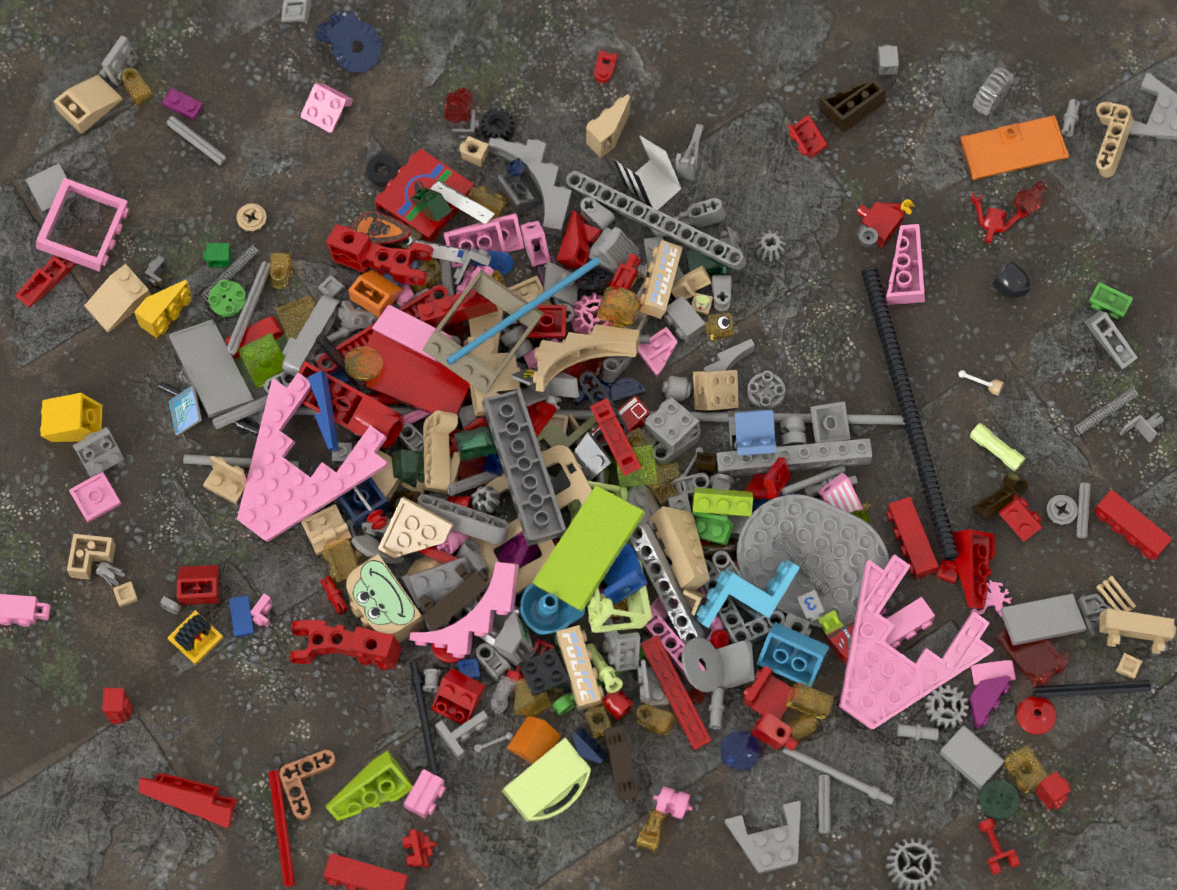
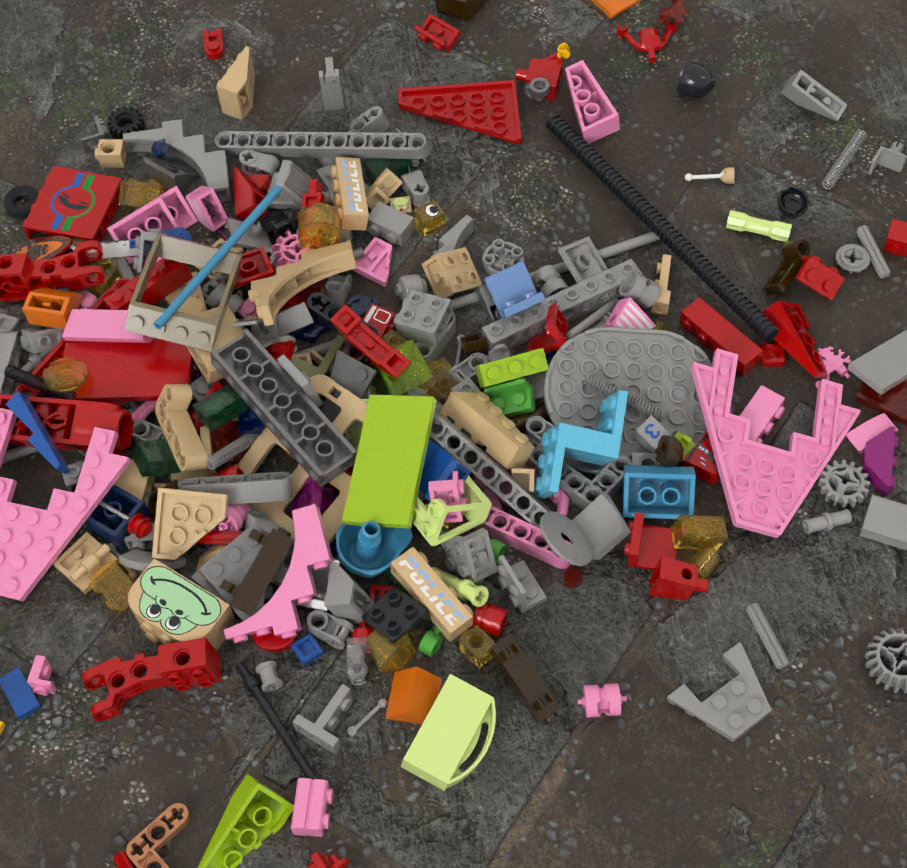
camera: 20 degrees left, 10 degrees down
(334, 595) = (120, 628): red pin -> none
(431, 203) = (83, 205): dark green slope -> none
(458, 105) = (80, 119): clear red plate -> none
(458, 697) = (306, 682): red slope -> none
(463, 202) = (112, 194): white sticker -> none
(485, 499) = (254, 460): light grey piece -> none
(546, 449) = (300, 379): none -> light grey plate
(587, 746) = (479, 676): dark blue slope -> none
(621, 598) = (450, 493): none -> bright pink bracket
(650, 835) = (592, 745): clear yellow connector -> none
(654, 181) = (307, 109): white sticker -> none
(657, 720) = (541, 619): clear yellow piece -> none
(675, 692) = (550, 581): red tile -> none
(716, 708) = (601, 582): light grey pin -> none
(719, 638) = (570, 507): red tile -> none
(740, 751) = (648, 616): clear blue dish -> none
(775, 250) = (445, 132): light grey gear -> none
(807, 227) = (480, 107): none -> red wing
(816, 626) = (669, 451): none -> dark brown piece
(862, 470) = (640, 289): none -> light grey wheel
(874, 792) = (812, 601): light grey bar -> none
(880, 482) = (662, 304): none -> tan plate
(1036, 437) = (792, 202): none -> black hair
(1110, 300) = (789, 64): bright green bracket -> none

